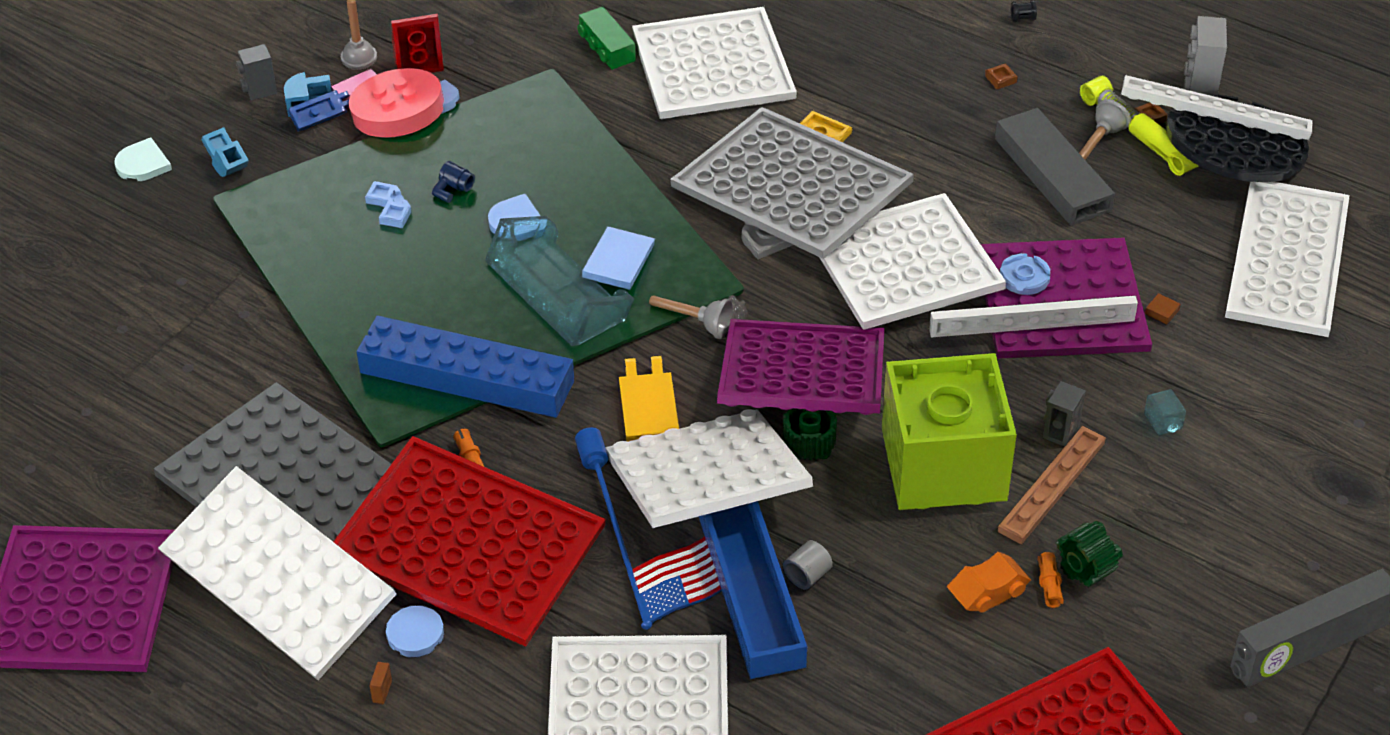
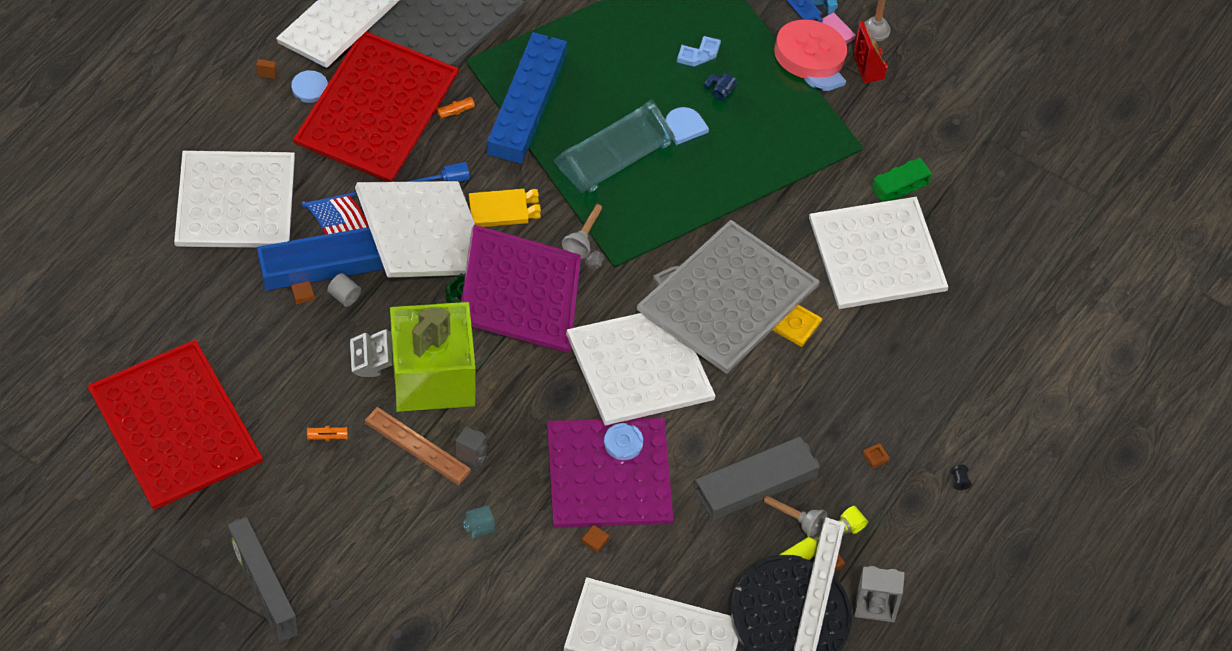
camera: 85 degrees right, 10 degrees up
(618, 258) = (639, 185): light blue tile -> none
(810, 621) = (302, 292): none -> dark orange tile
(916, 527) = (371, 353): none -> light grey brick
(960, 381) = (431, 329): none -> olive brick
(989, 583) = (322, 393): orange brick -> none
(1033, 316) = (573, 445): white plate -> none
(1088, 553) = (338, 450): dark green brick -> none

